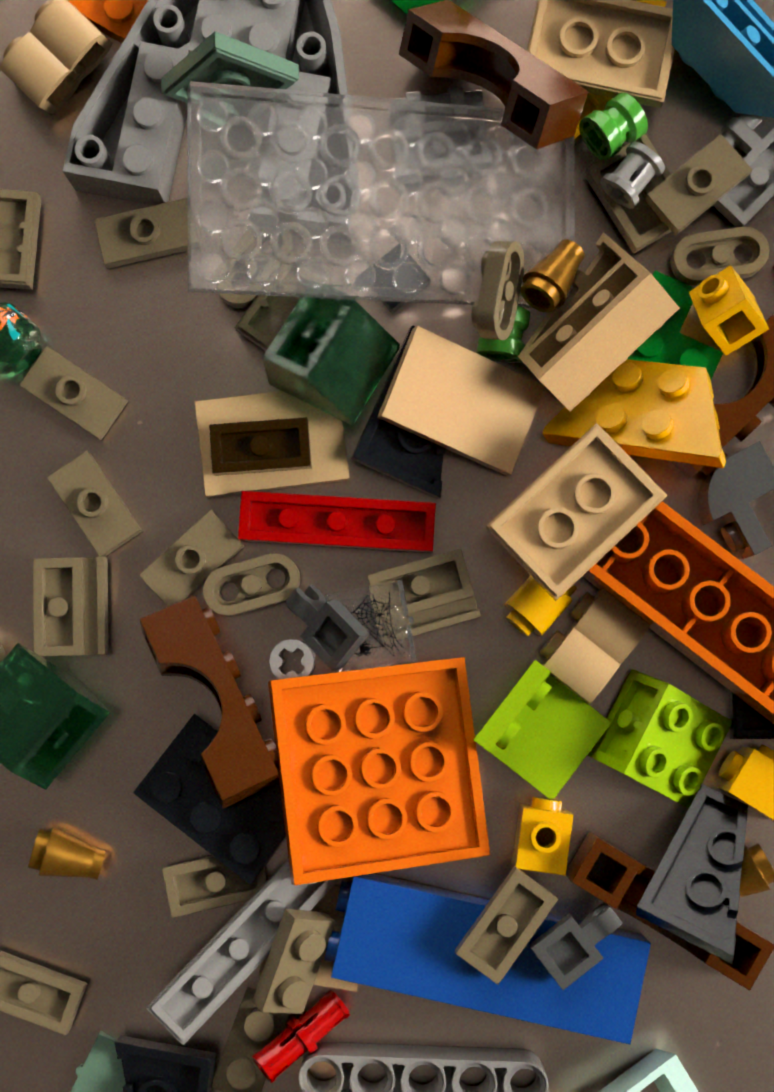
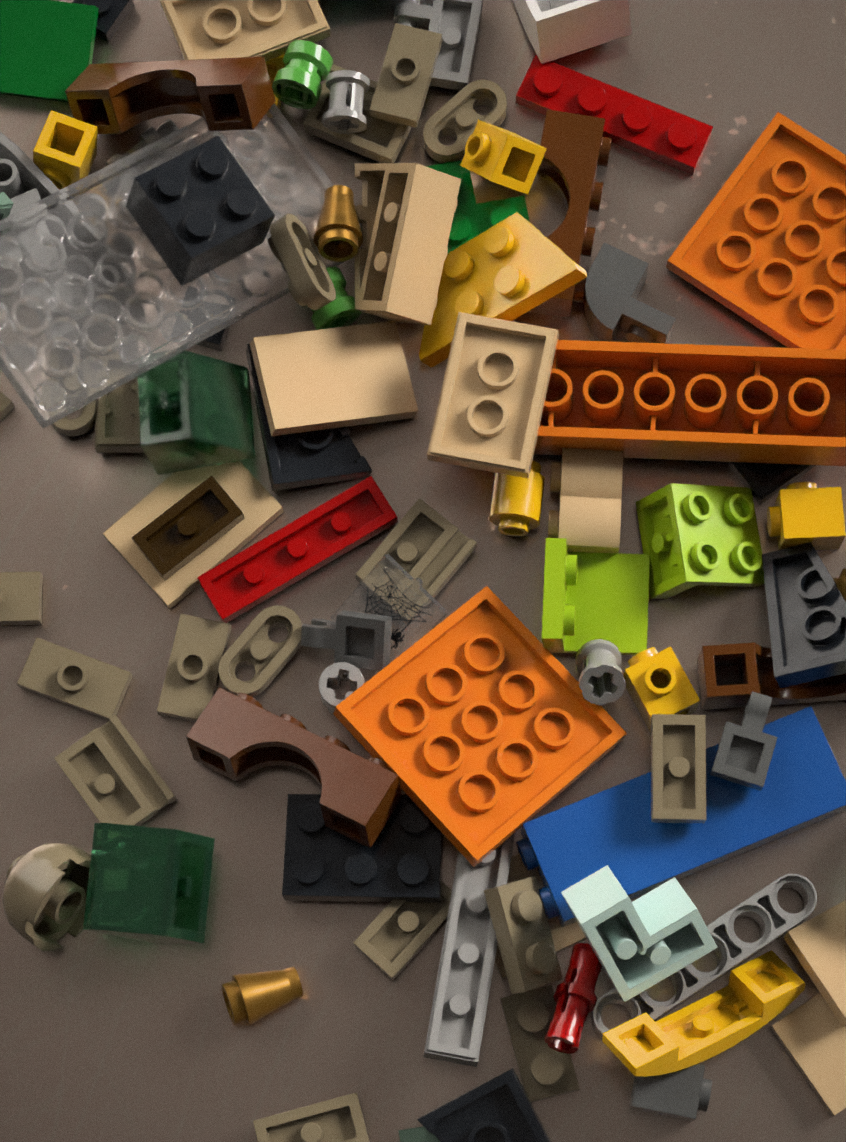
camera: 35 degrees left, 10 degrees down
(376, 61) = (65, 149): none -> yellow brick
(380, 1038) = (640, 938): none -> light aqua brick
(444, 189) = (199, 210): none -> black brick
(506, 787) = (600, 672): none -> light grey bush

